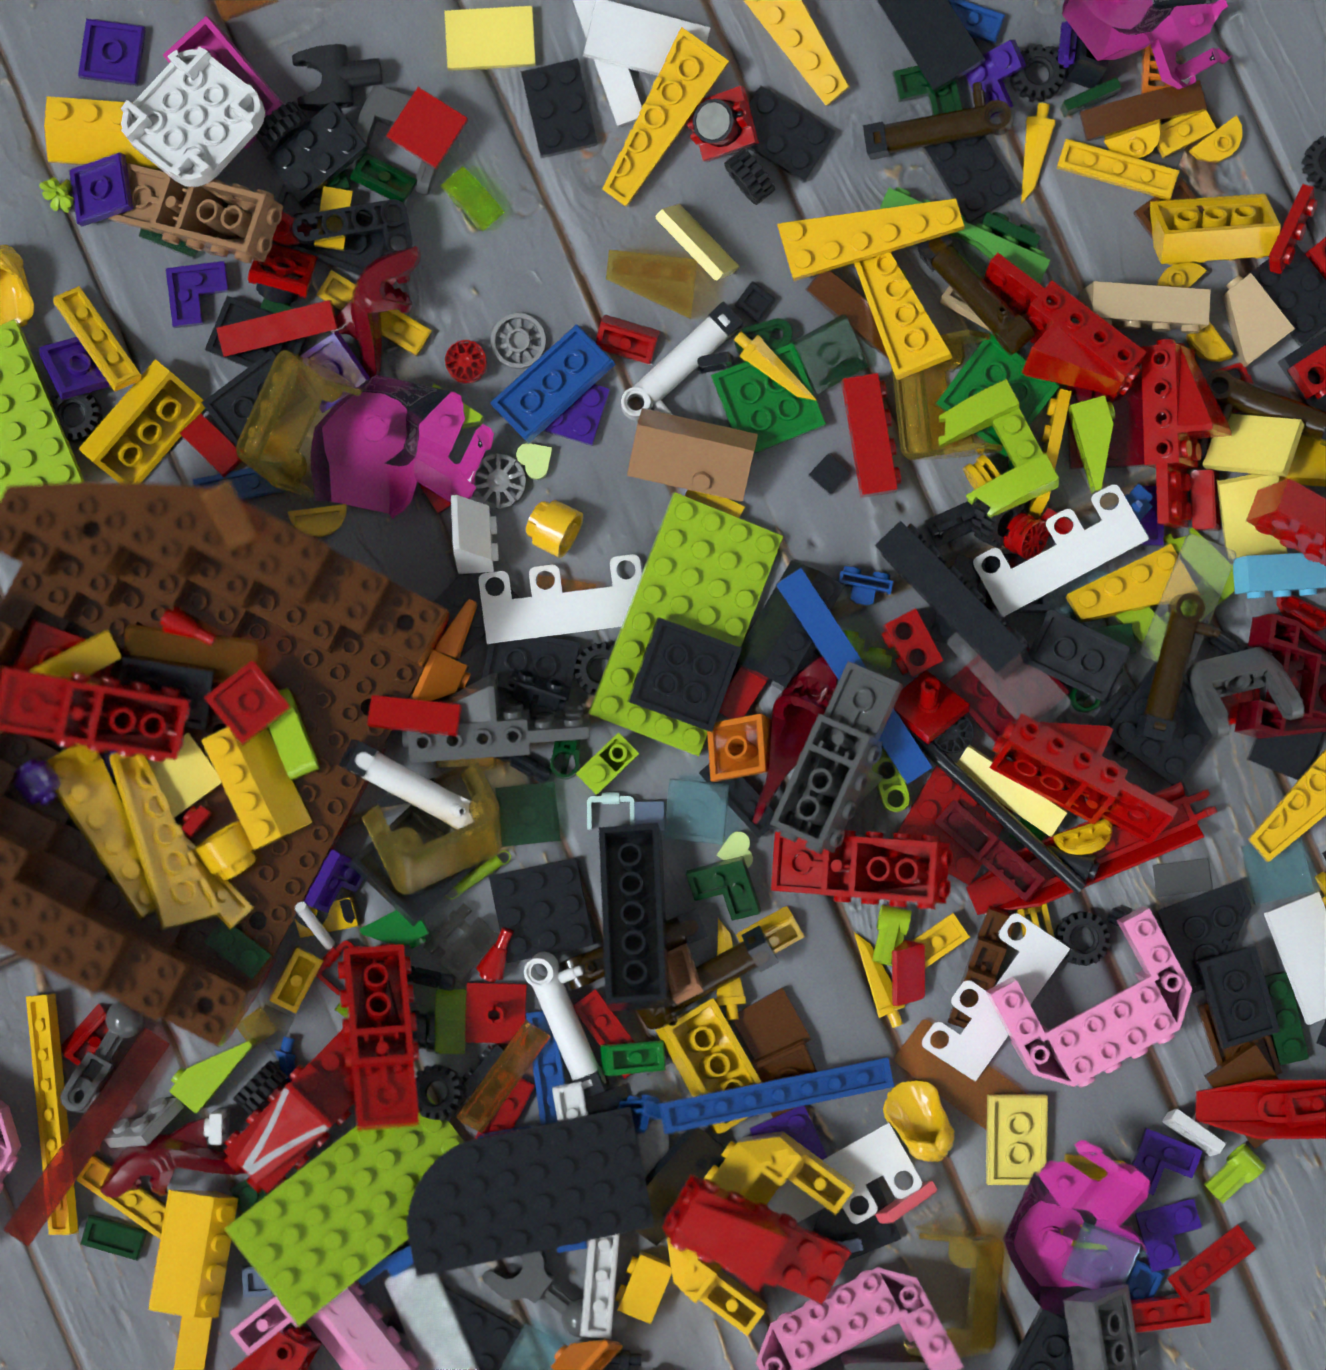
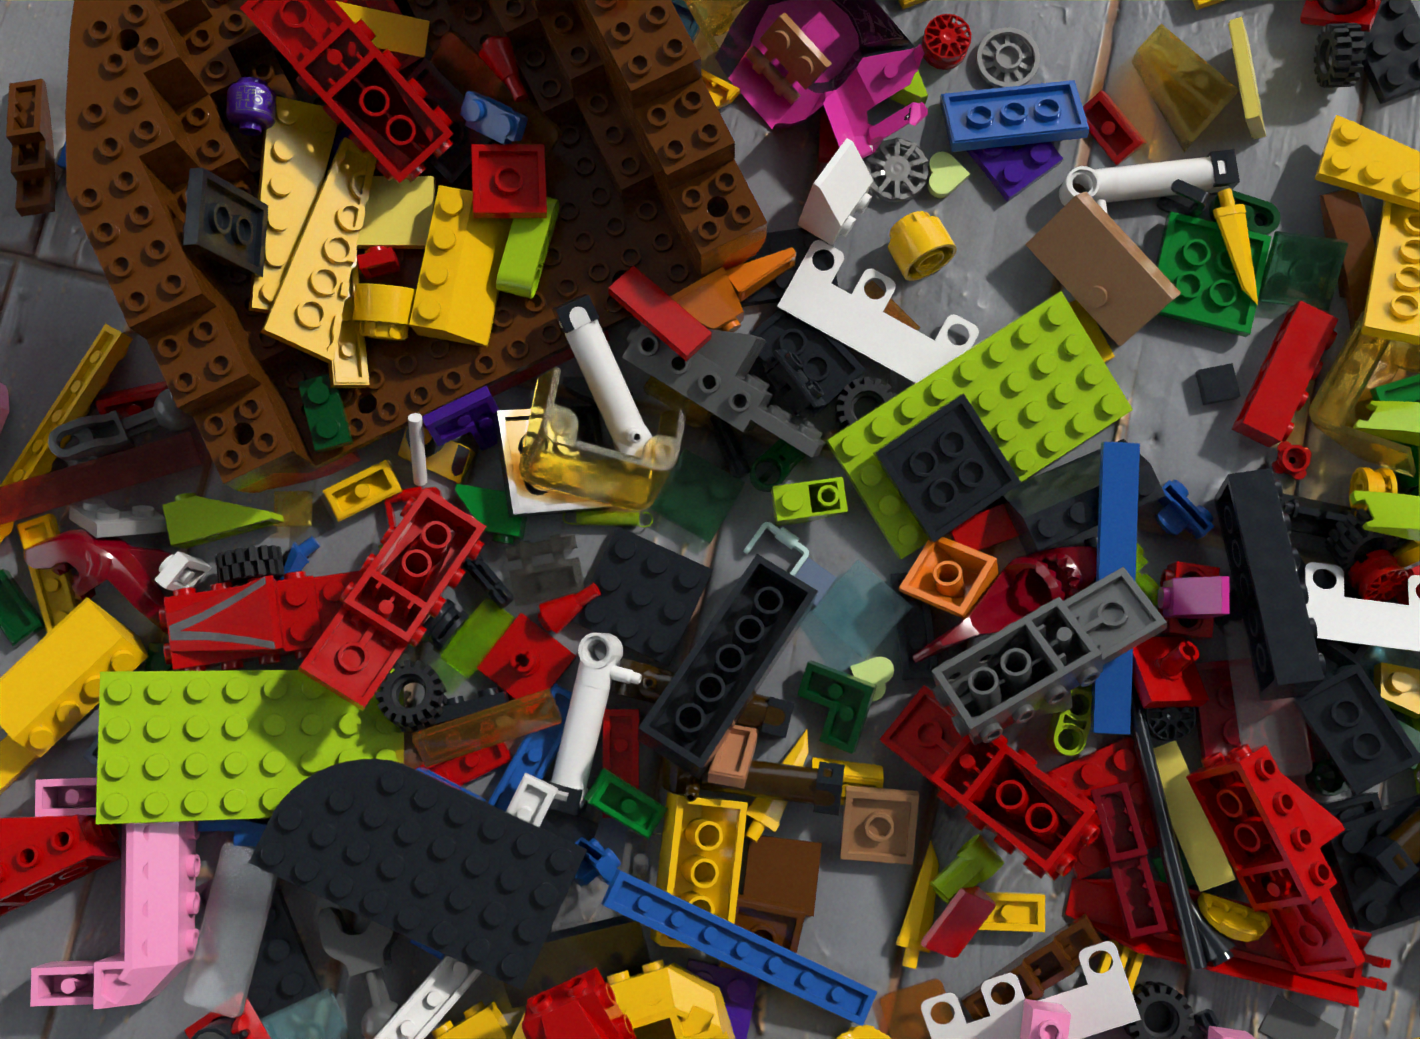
camera: 40 degrees right, 5 degrees down
(92, 878) = (225, 223): none -> black plate
(204, 668) = (492, 118): none -> blue piece
(365, 453) = (794, 51): none -> medium nougat plate
(755, 302) = (1258, 177): black tile -> none
(811, 947) = (879, 825): none -> medium nougat plate
(908, 647) = (1194, 597): none -> dark pink slope
(920, 484) = (1301, 456): none -> red plate

